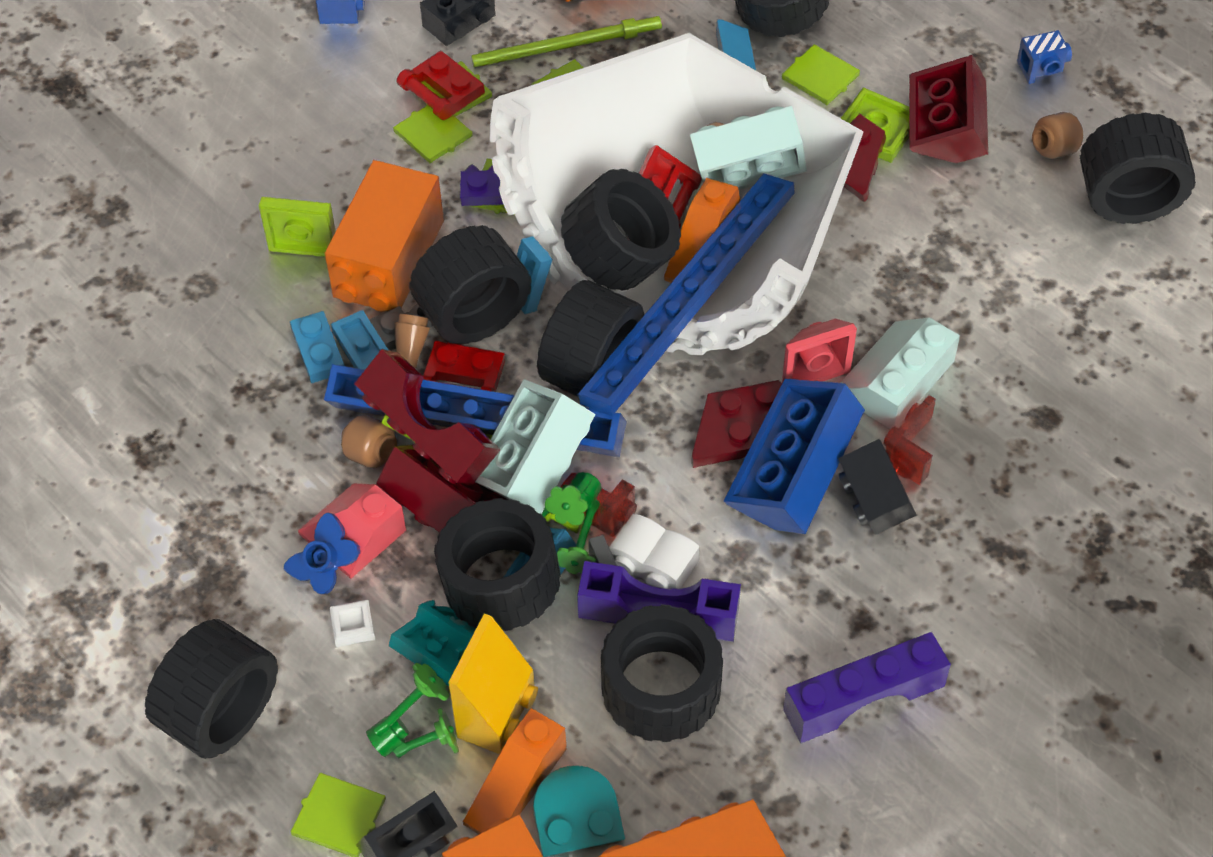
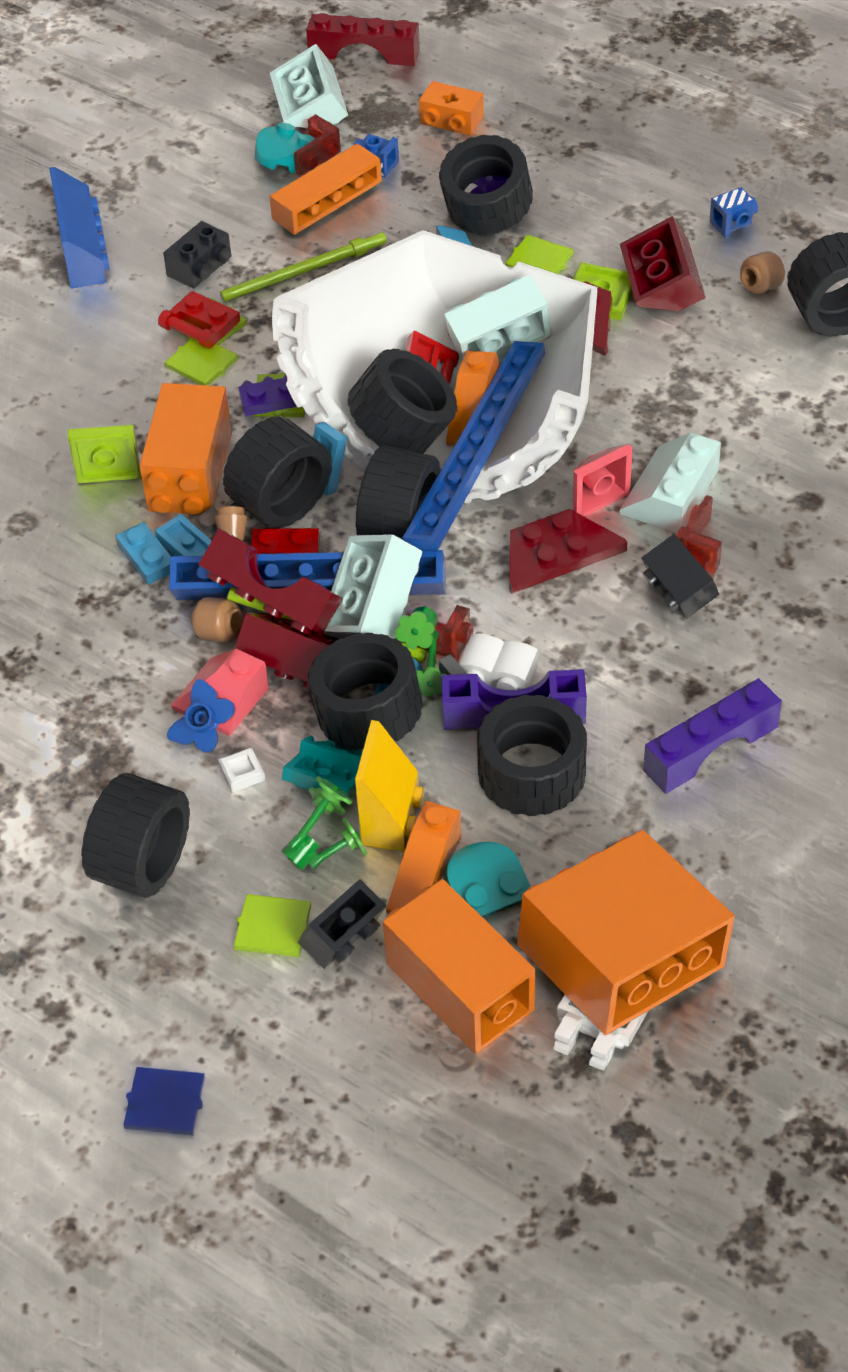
camera: 10 degrees left, 5 degrees down
(795, 454) = (602, 562): blue slope -> none

